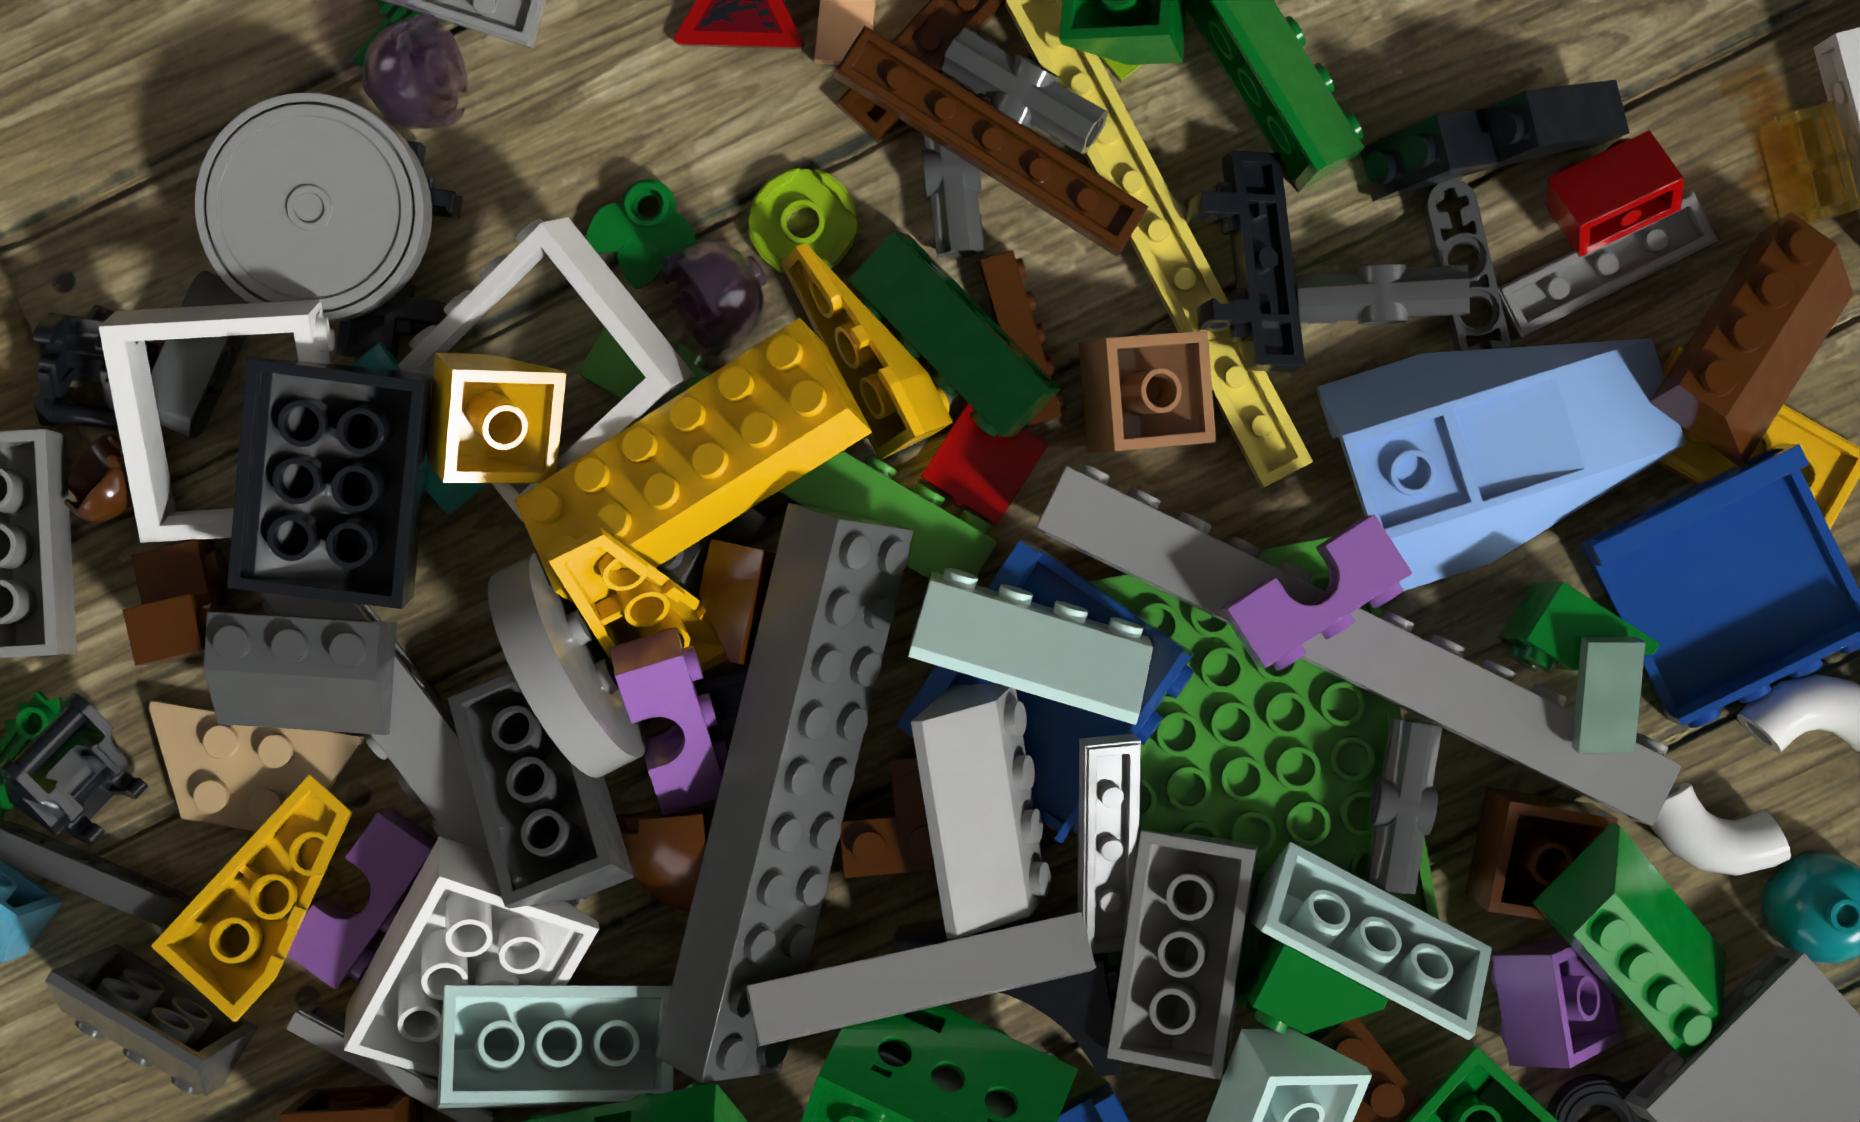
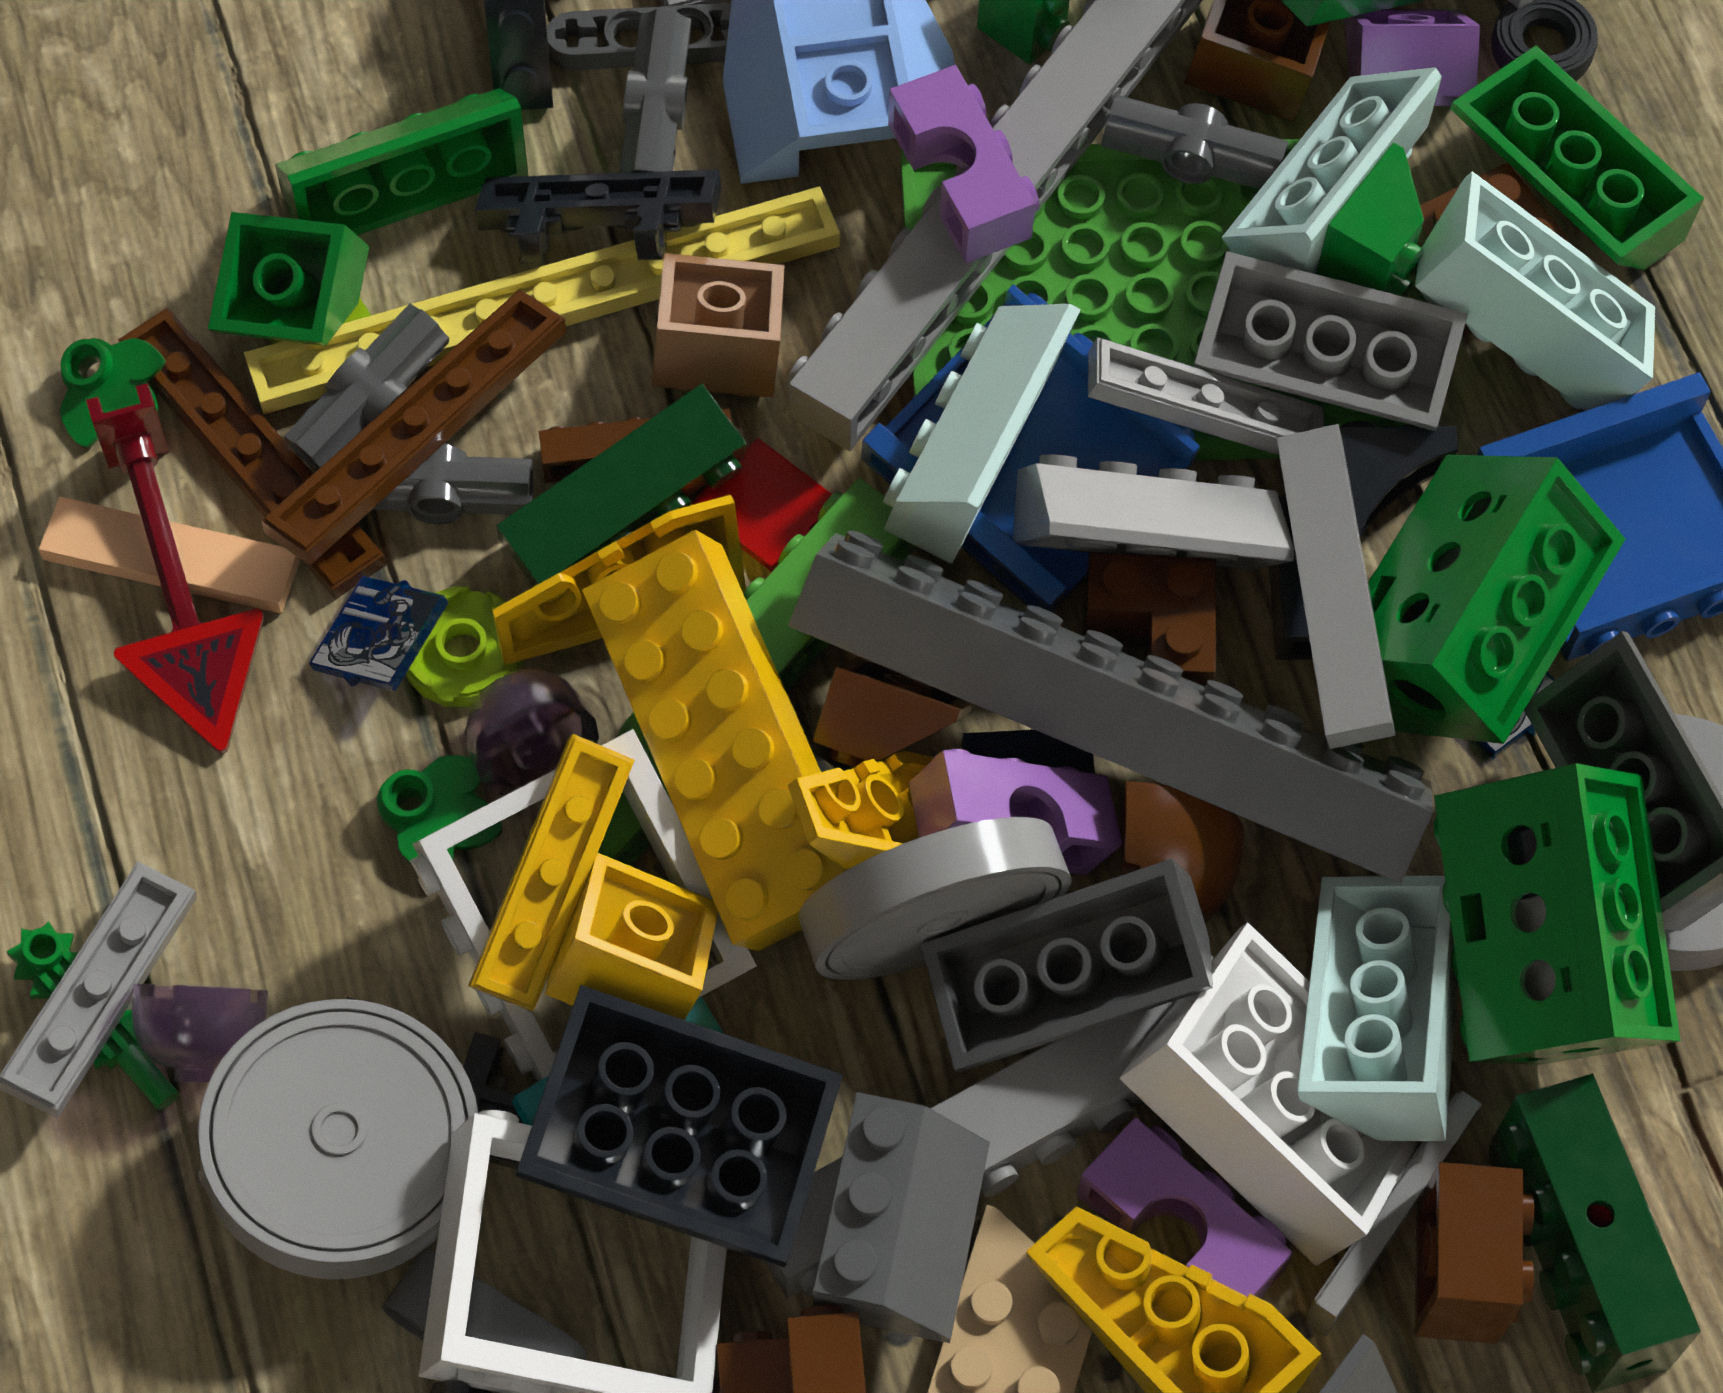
camera: 85 degrees left, 25 degrees down
(542, 339) = (551, 873): none -> yellow tile
(798, 149) = (378, 633): none -> piece

